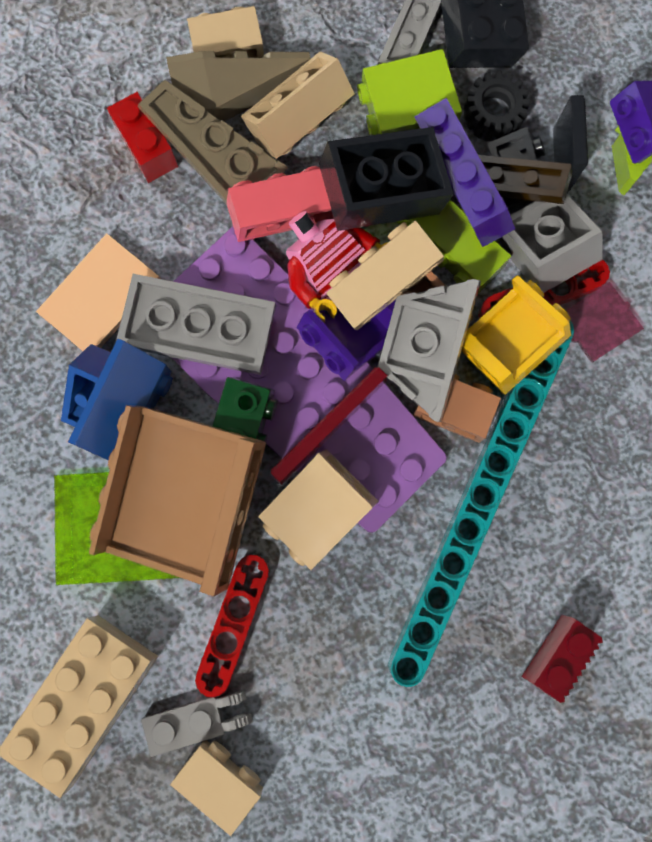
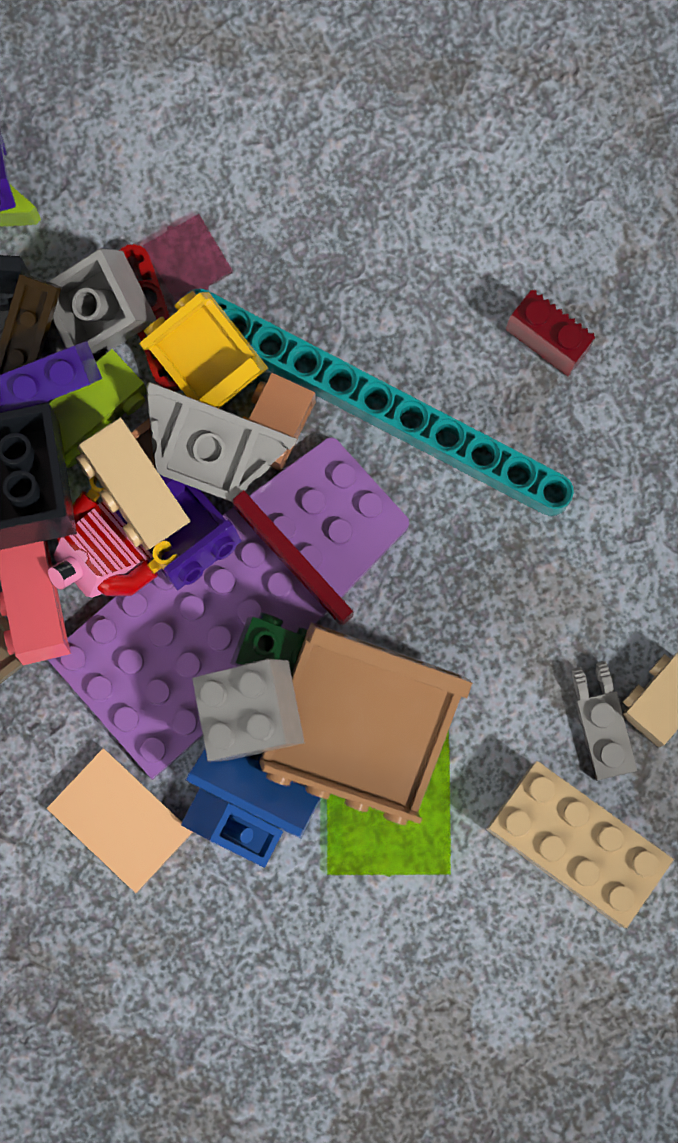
camera: 85 degrees left, 0 degrees up
(178, 389) = (248, 710): none -> light grey brick
(197, 324) = (160, 712): light grey plate -> none
(229, 623) = (504, 671): red beam -> none
(317, 509) = (384, 576): tan panel -> none

